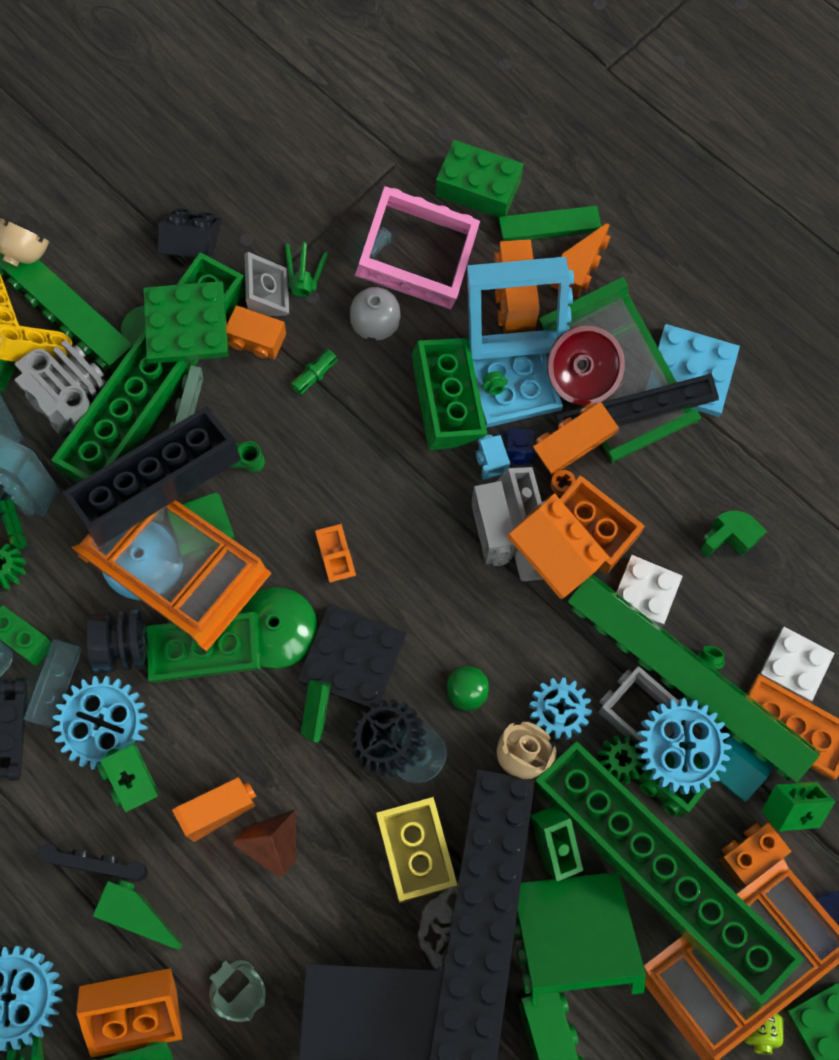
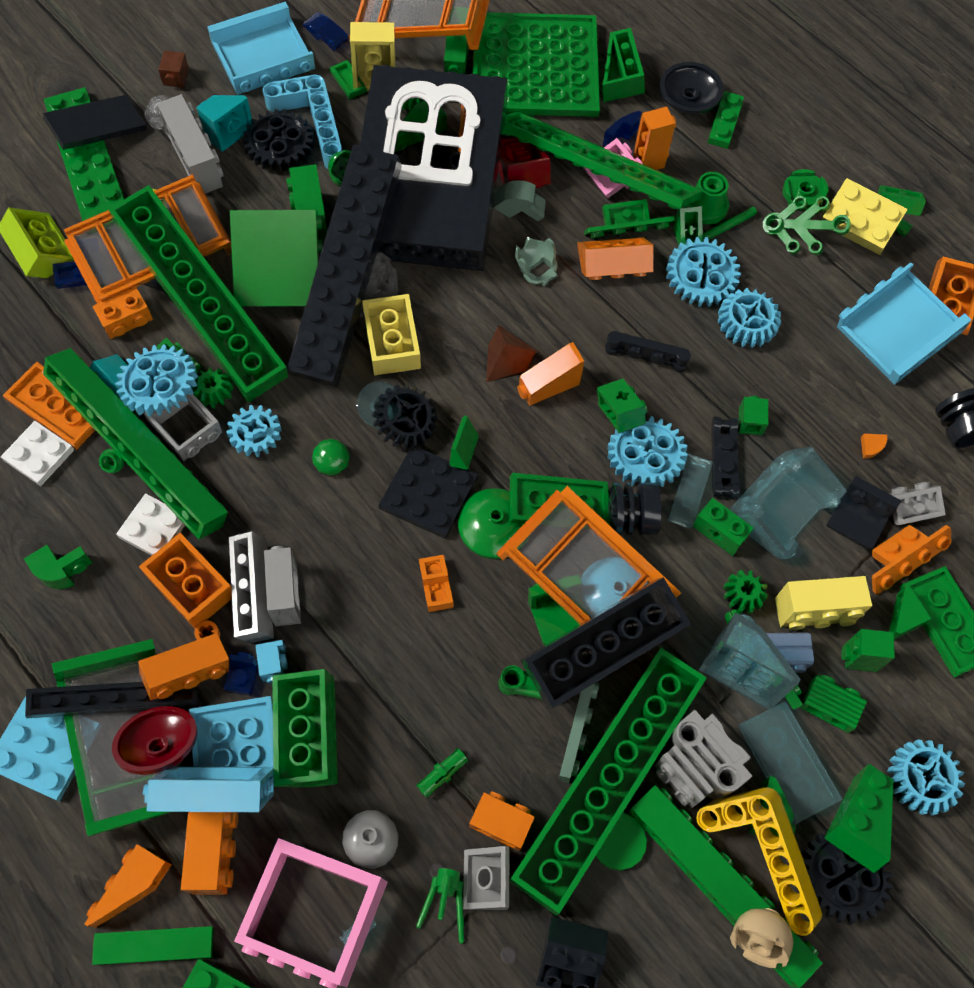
camera: 175 degrees left, 5 degrees down
(132, 912) = (610, 311): green slope -> none
(185, 322) = (574, 820): green plate -> none
(494, 383) = (254, 731): green plate -> none
(525, 751) = (289, 393): tan cylinder -> none
(556, 843) = (278, 326): green brick -> none
(557, 546) = (226, 547): orange slope -> none
(797, 806) = (75, 333): green brick -> none

